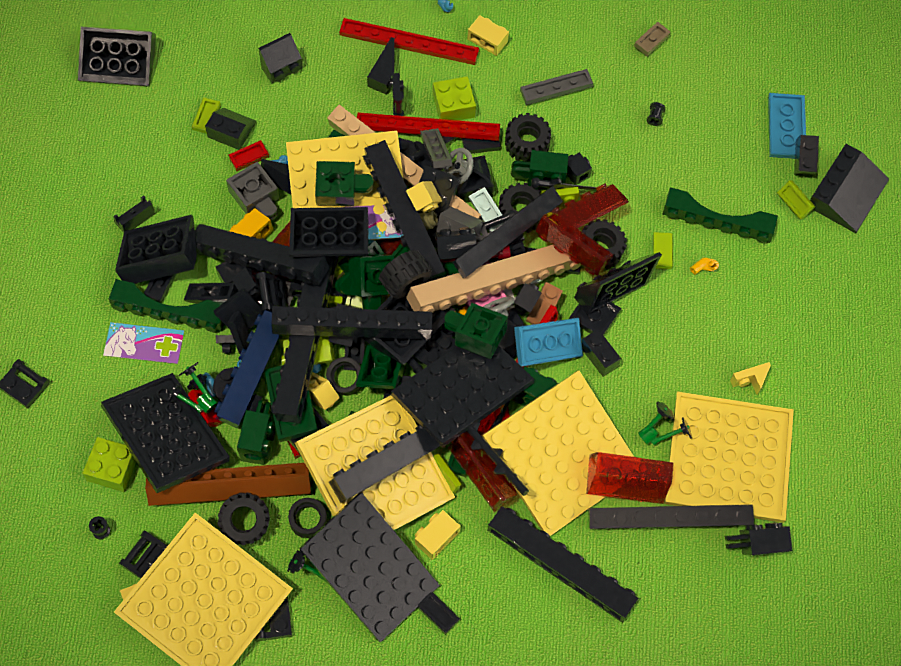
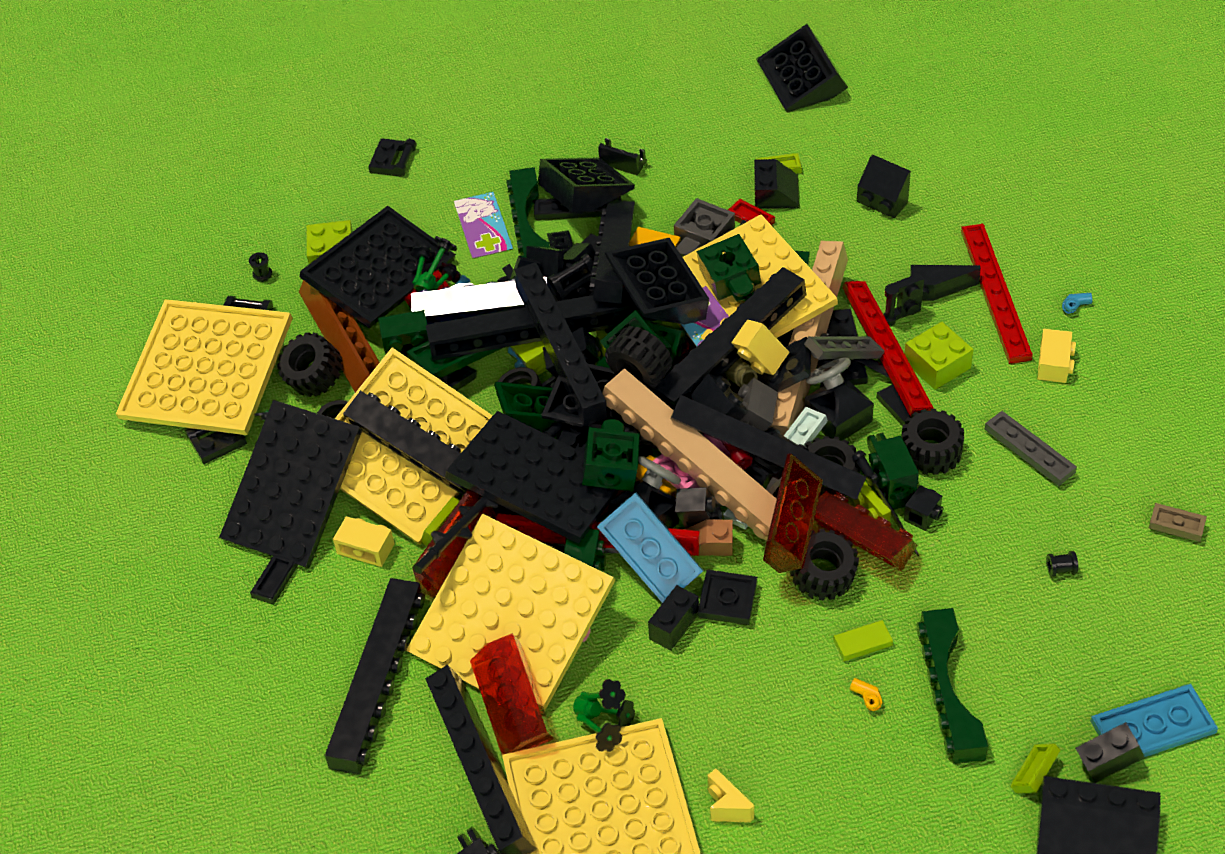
camera: 75 degrees right, 15 degrees down
(322, 392) = (487, 373): light yellow slope -> none
(616, 283) = (771, 593): black slope -> none

